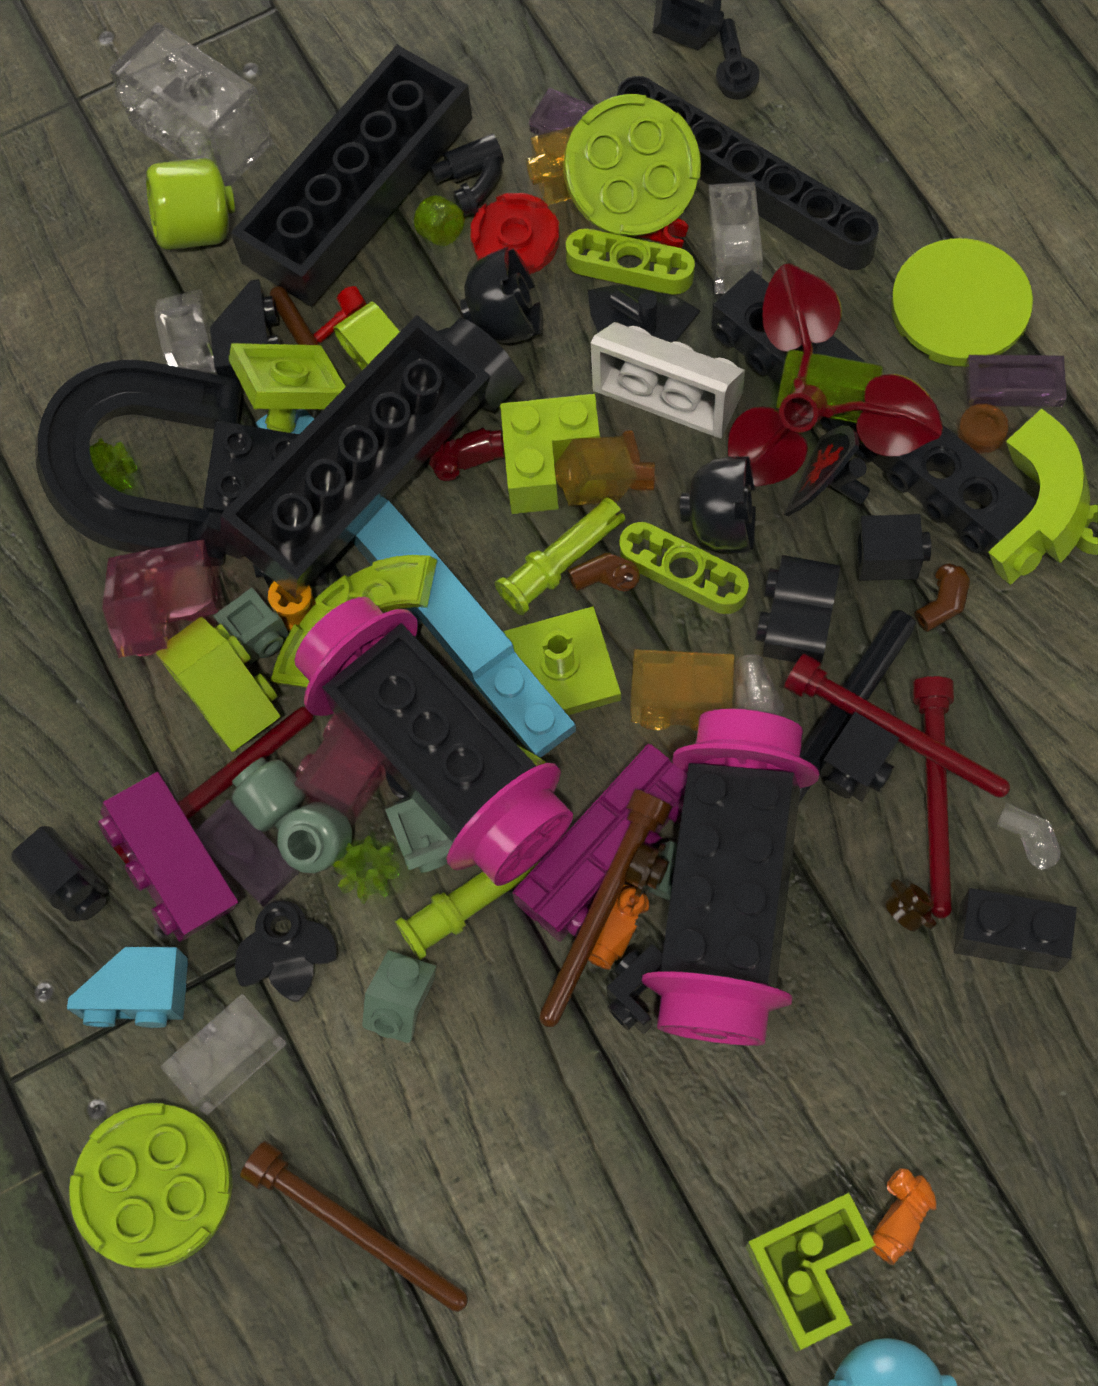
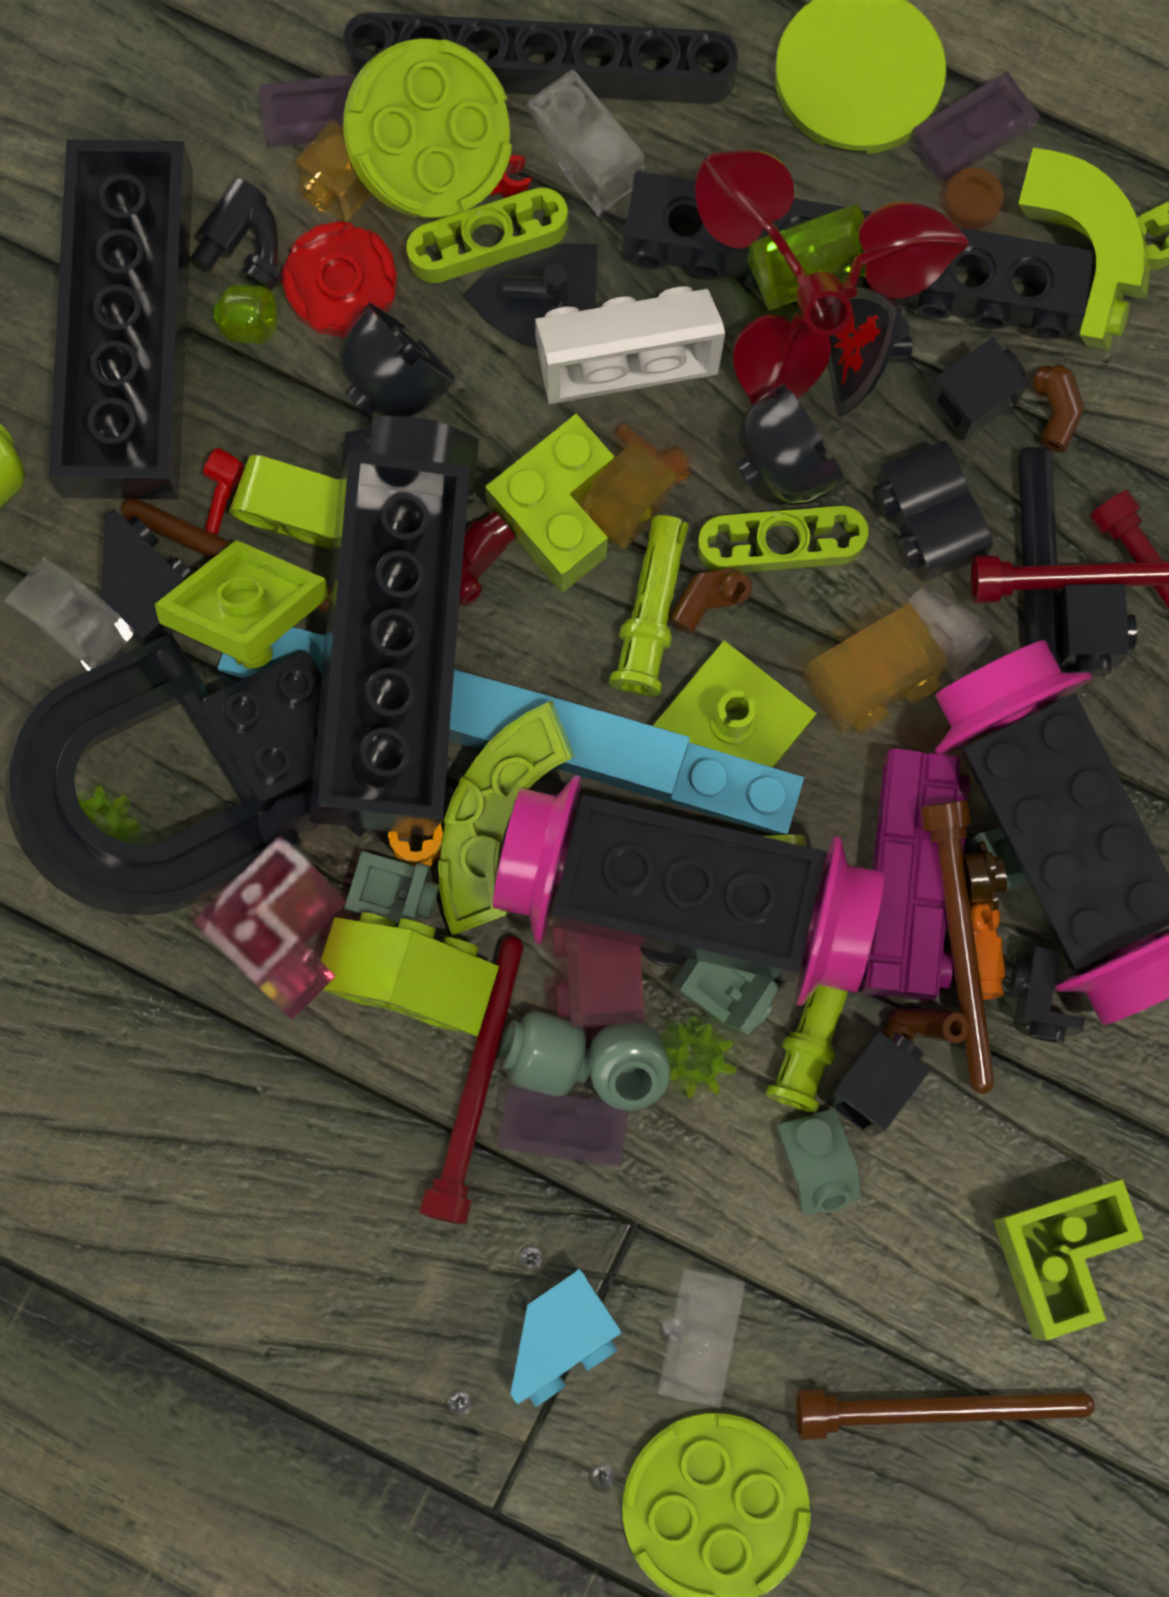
camera: 45 degrees left, 10 degrees up
(60, 874) = (407, 1280): black brick -> none
(166, 857) = (500, 1188): magenta brick -> none
(285, 958) = (682, 1201): black plate -> none
(469, 960) = (878, 1083): none -> black brick
(512, 1160) = (1049, 1251): none -> lime brick
(540, 950) = (927, 1024): none -> reddish brown arm

